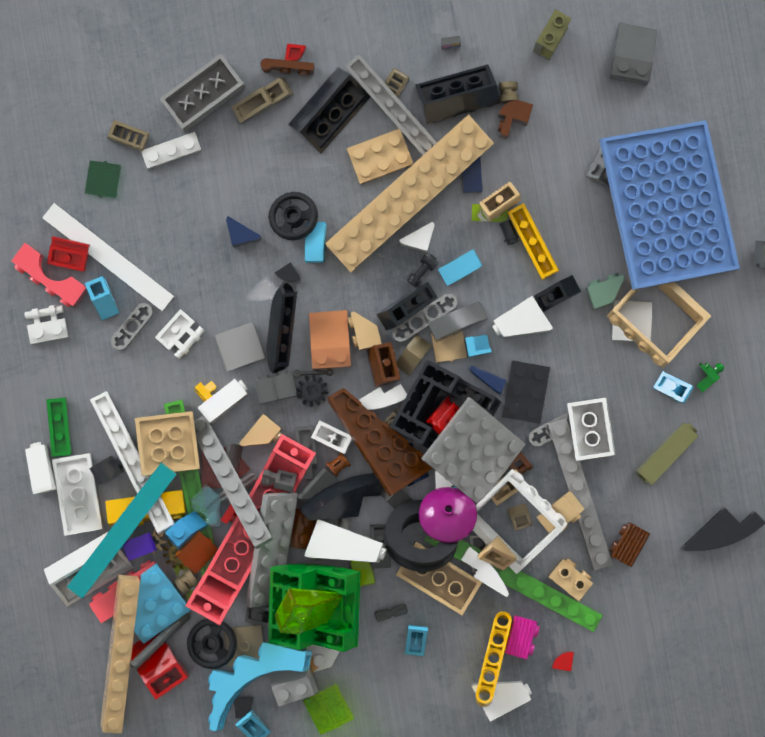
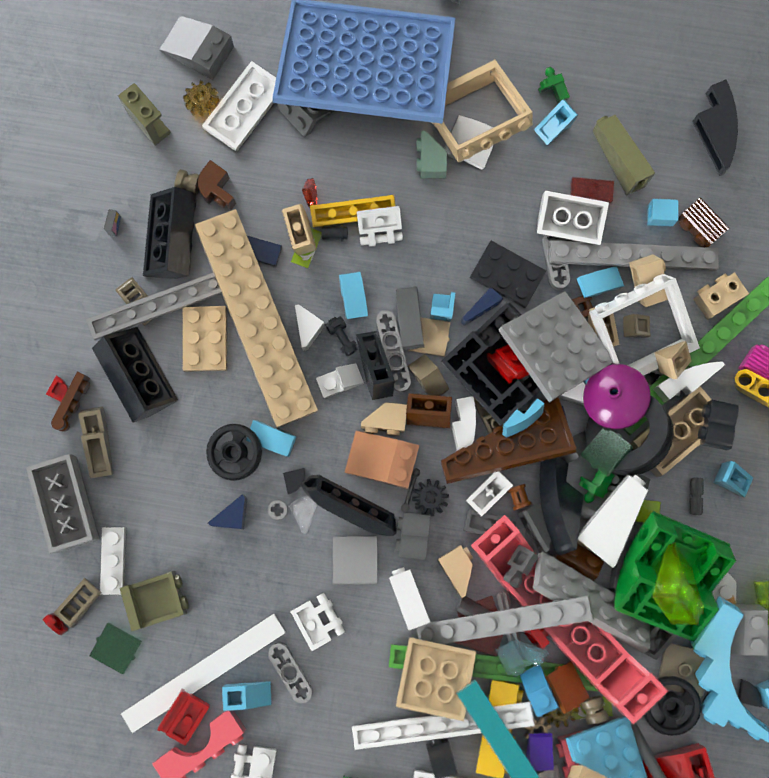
camera: 75 degrees left, 5 degrees down
(105, 124) = (55, 624): none -> red tile
(151, 196) = (154, 600): none -> olive panel
(204, 392) = (391, 617): yellow tile -> none
(264, 271) = (282, 505): none -> light grey bush
(369, 525) = (596, 487): none -> green piece
(384, 282) = (340, 380): none -> white slope
(397, 440) = (520, 421): none -> medium azure slope
(398, 520) = (606, 451): none -> clear green piece
(452, 606) = (718, 424): none -> black brick
(522, 320) = (431, 250): white slope -> none
(531, 267) = (378, 221): none -> white plate
(537, 198) = (310, 192): none -> clear red tile
(545, 472) = (600, 282): none -> medium azure slope
(557, 293) = (417, 206): black slope -> none
(592, 113) = (242, 107): none -> white plate
(594, 75) = (209, 98): none -> clear yellow gear
(626, 439) = (592, 189): none -> clear red plate
(627, 506) = (662, 212): none -> medium azure panel

